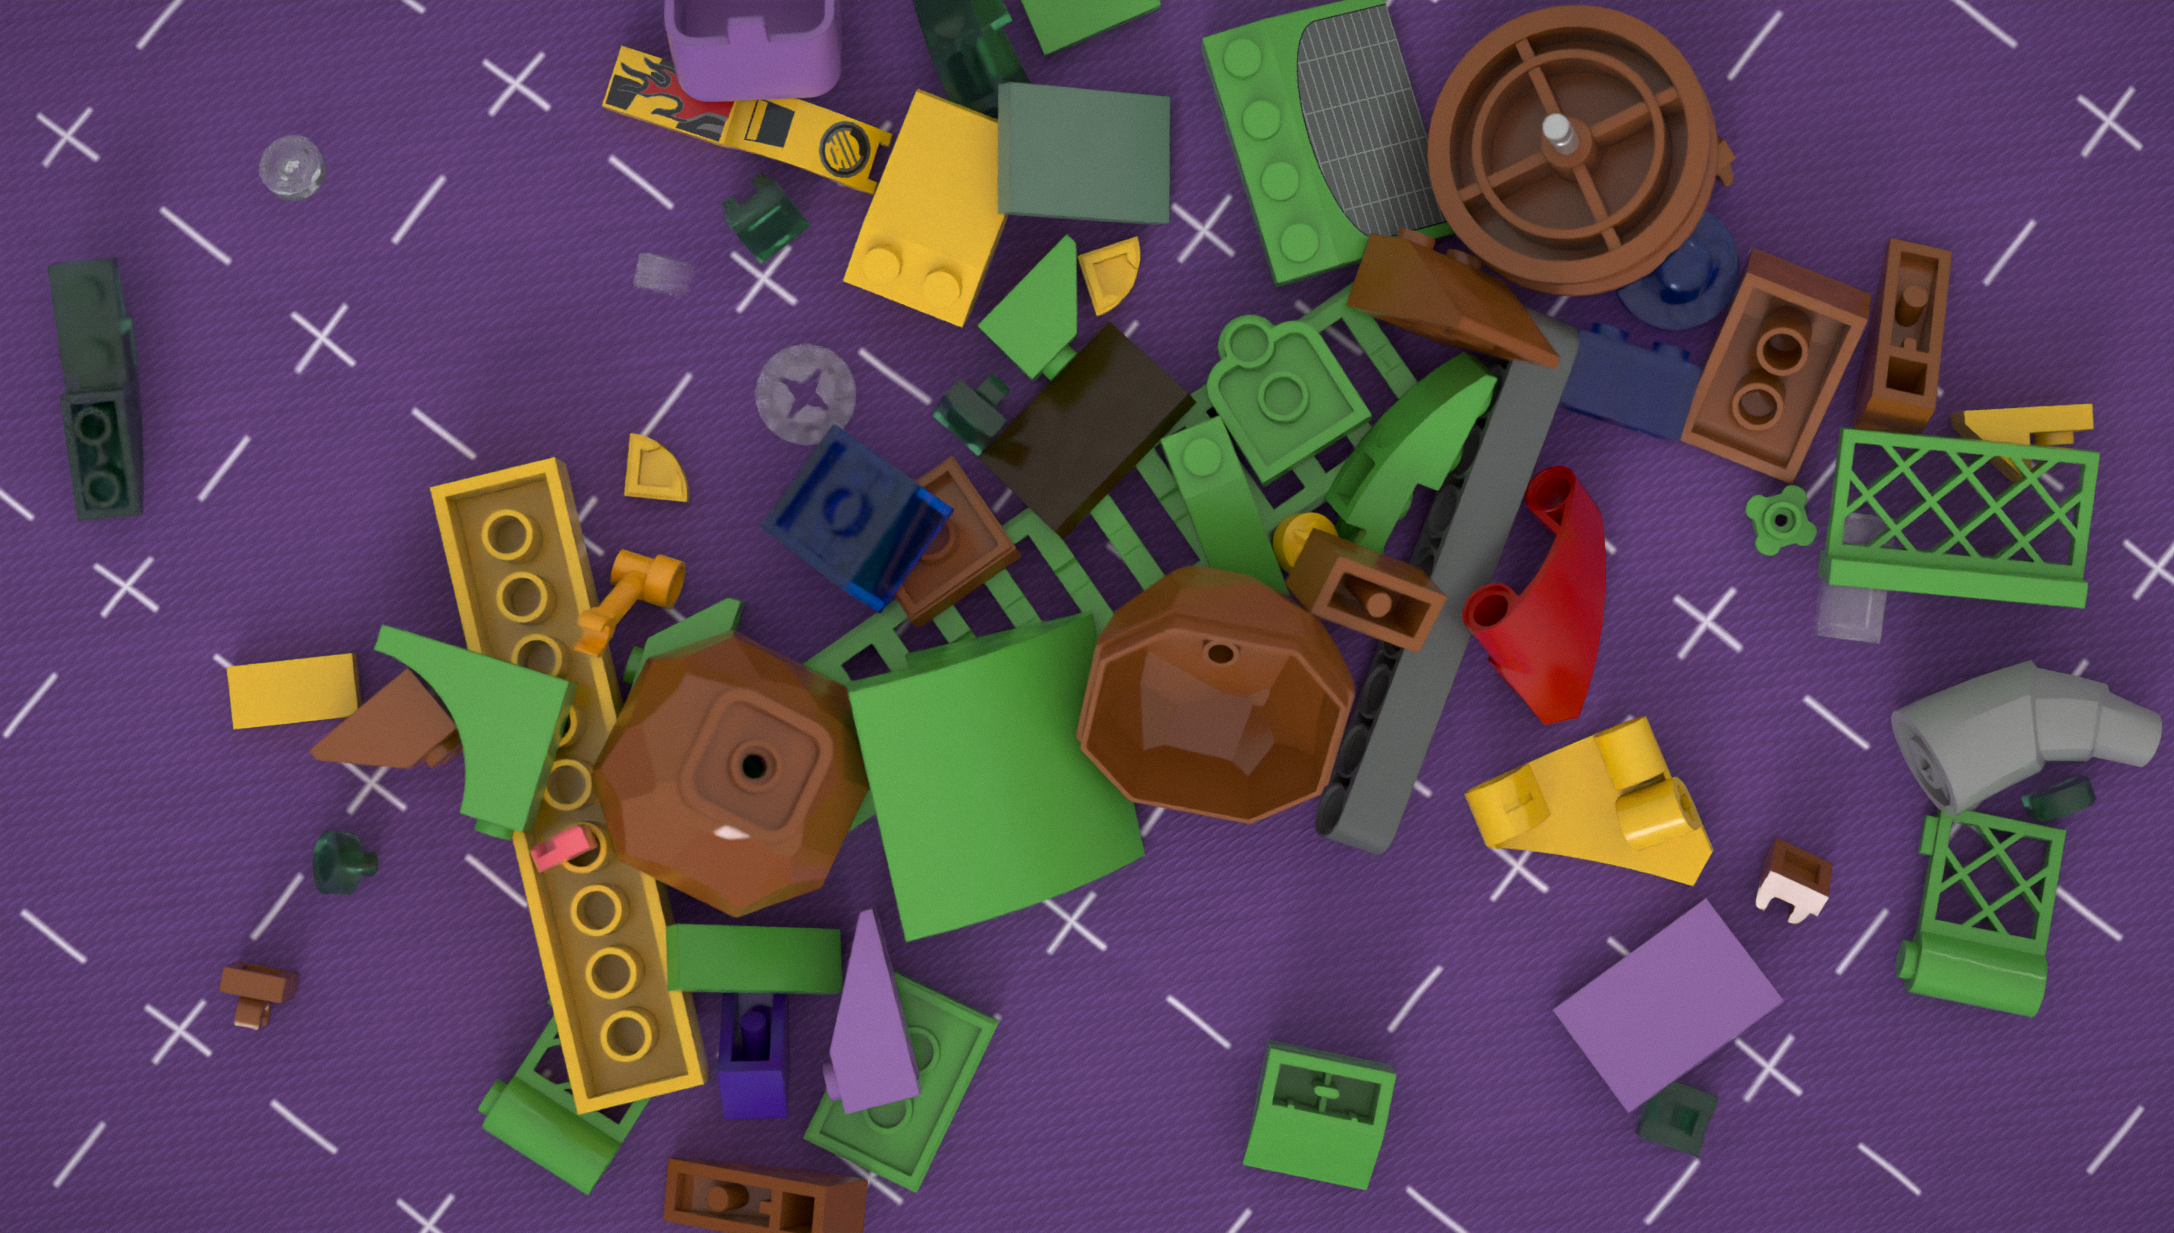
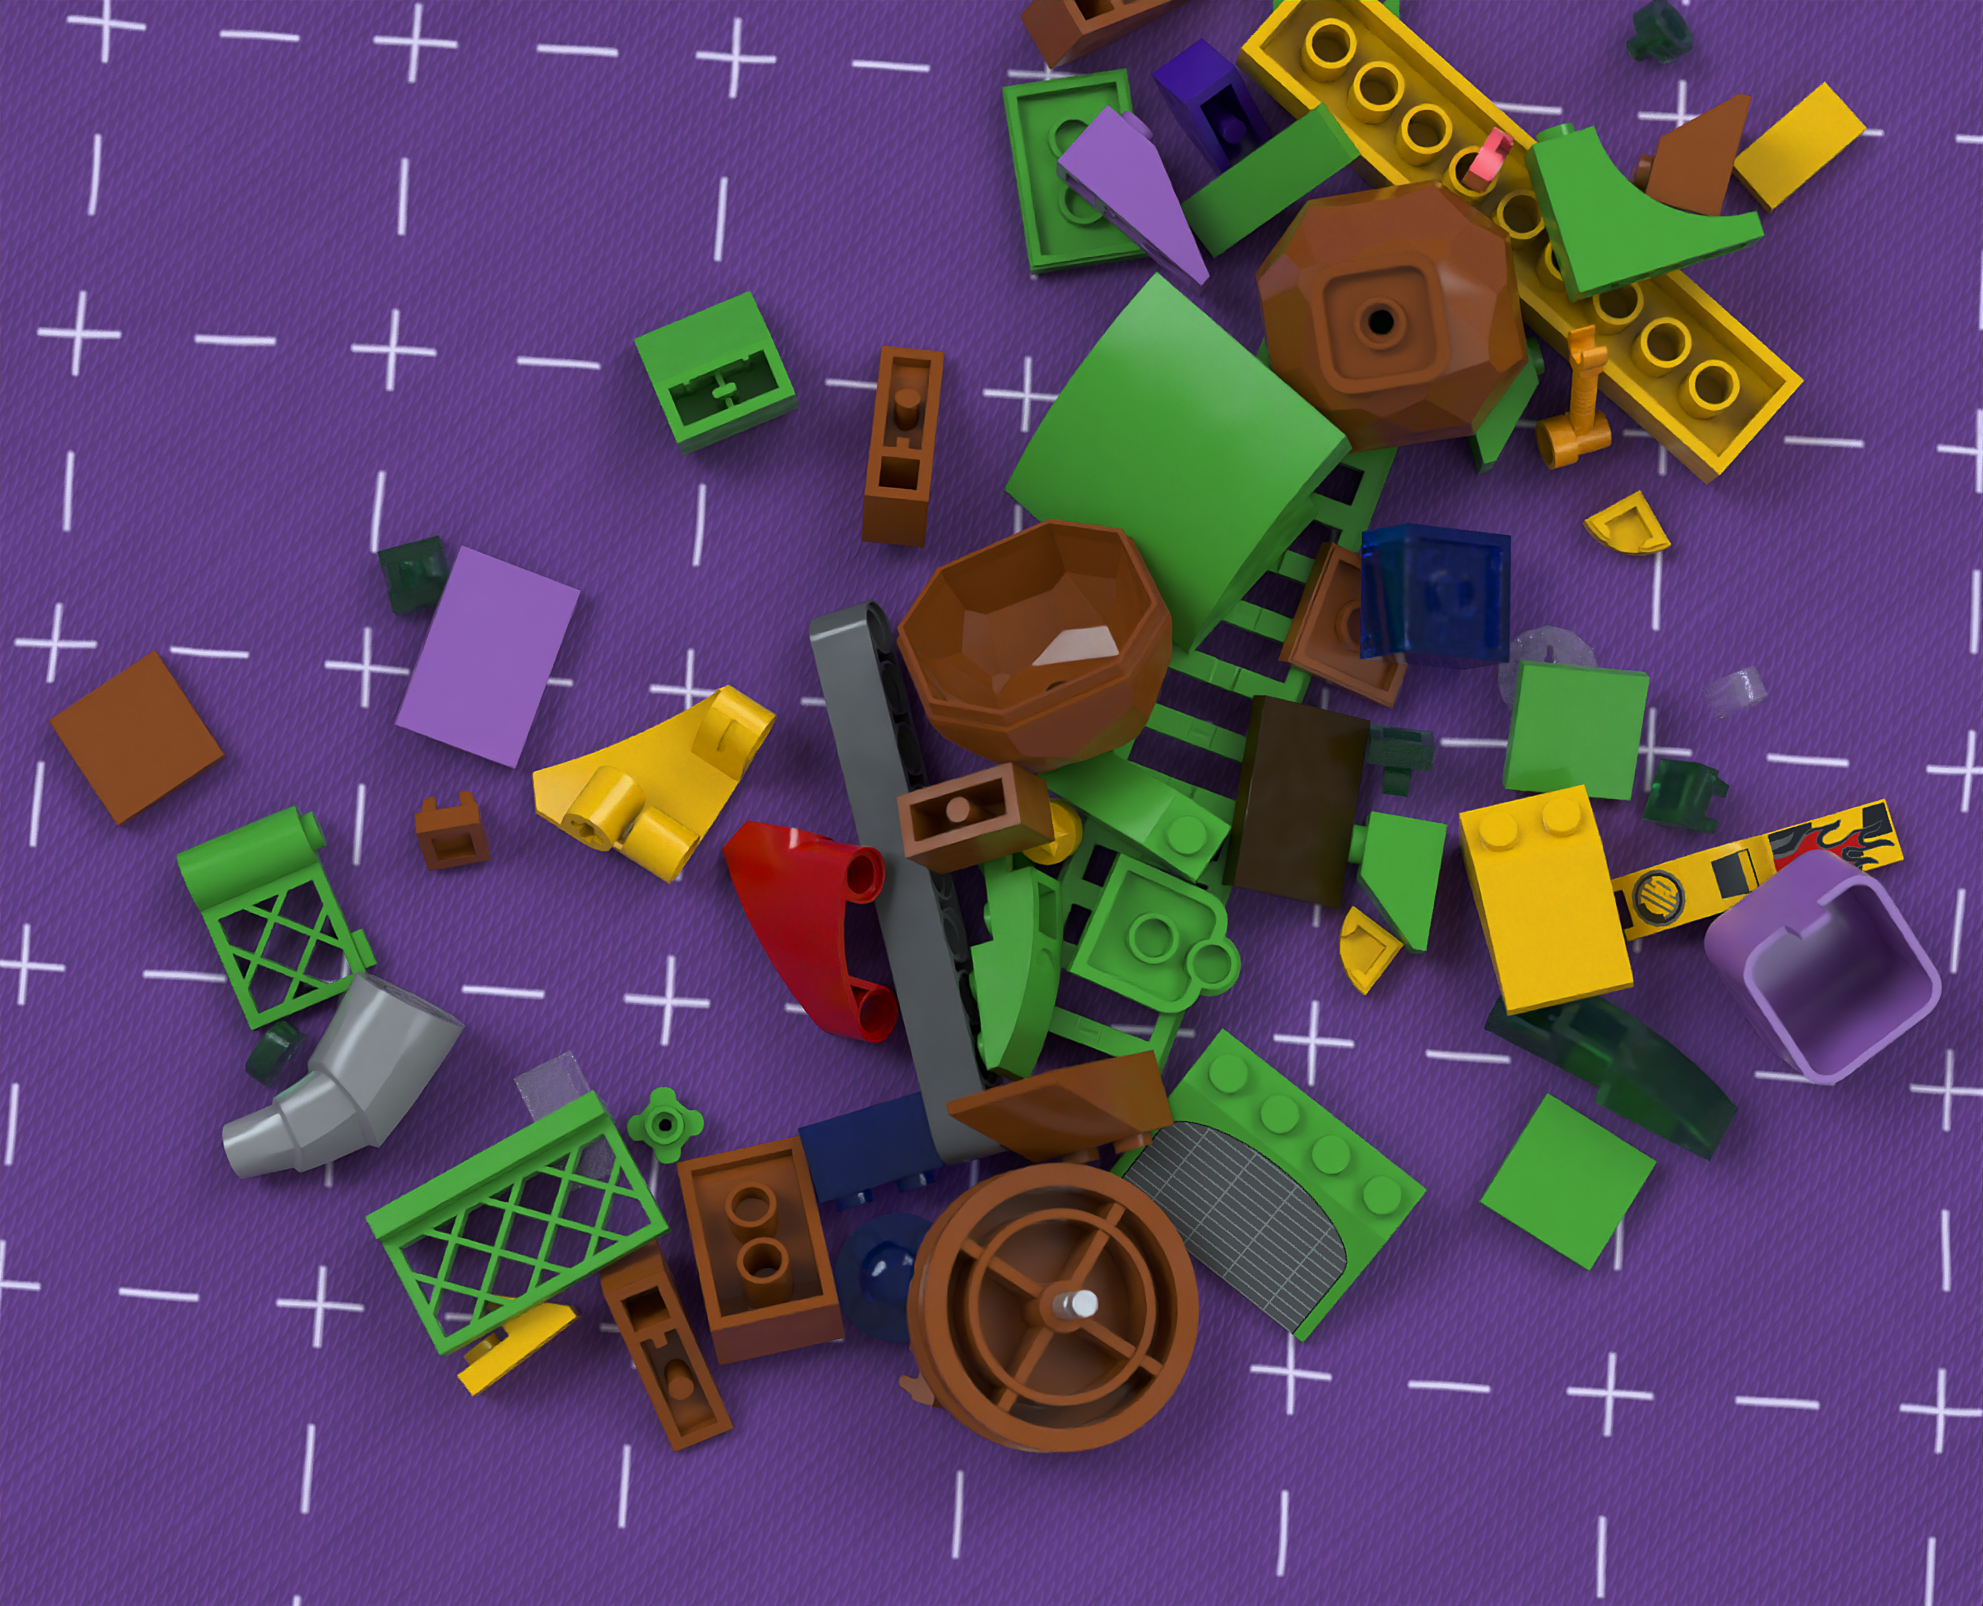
camera: 150 degrees right, 5 degrees down
(816, 333) = (1575, 729): none -> bright green tile
(1083, 154) = (1458, 1026): sand green tile -> none
(1206, 947) = (902, 446): none -> dark orange slope
(1998, 1136) = (137, 738): none -> dark orange tile

